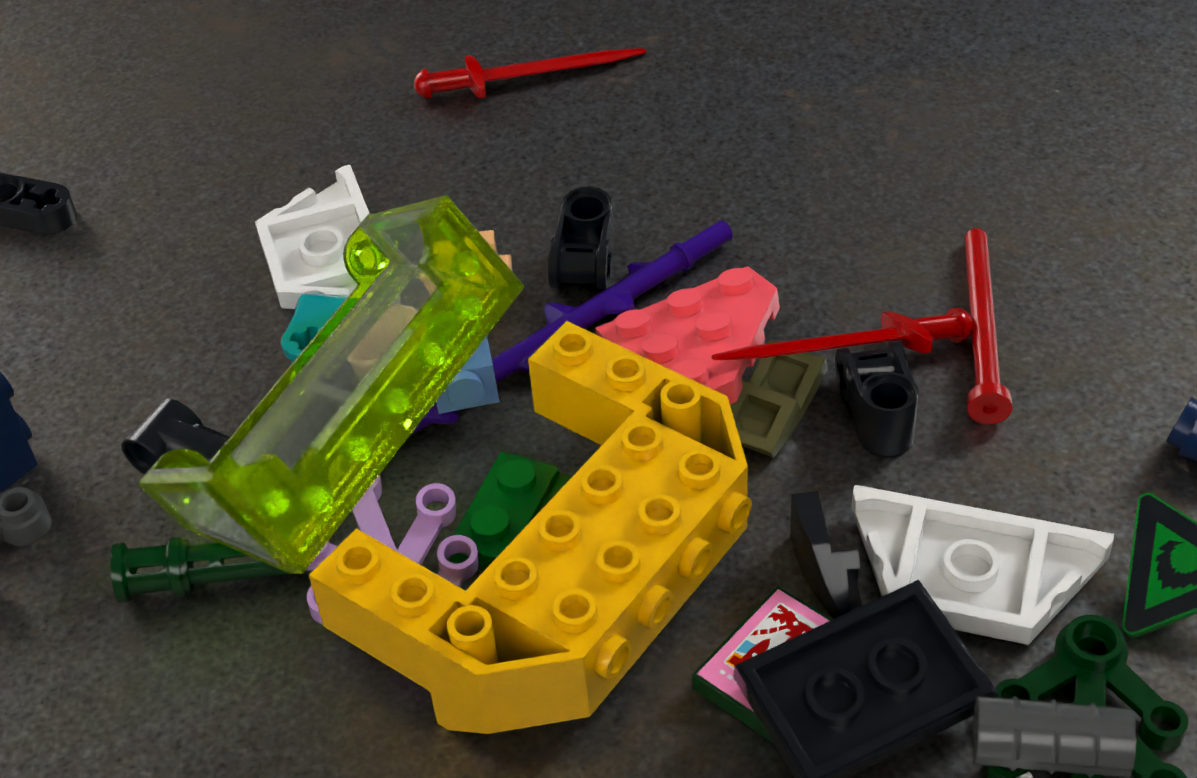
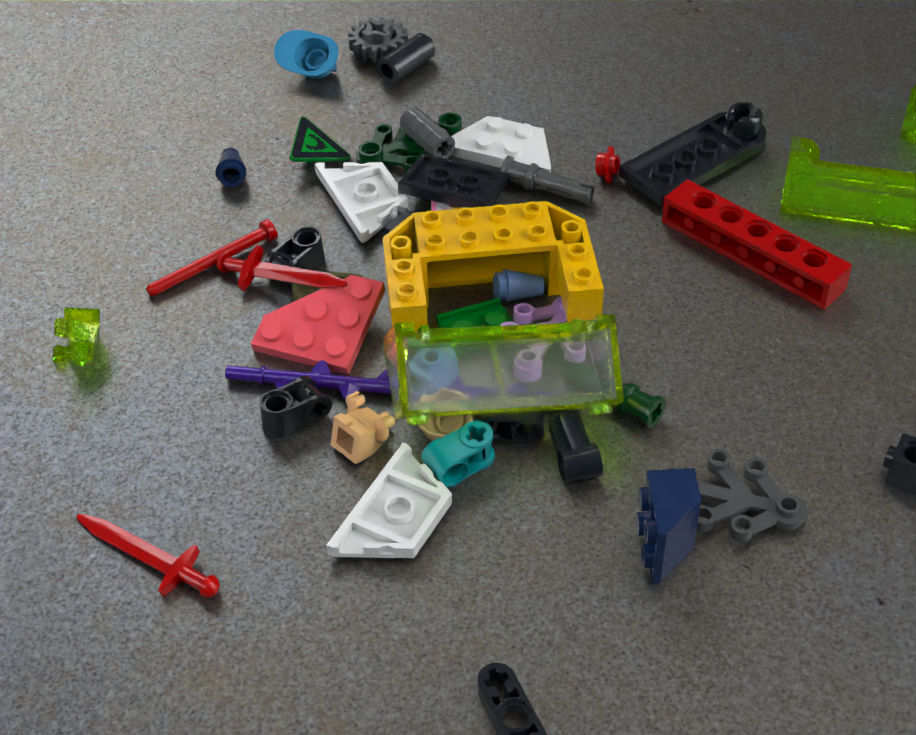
camera: 135 degrees left, 0 degrees up
(923, 122) = (82, 330): none -> clear neon green piece

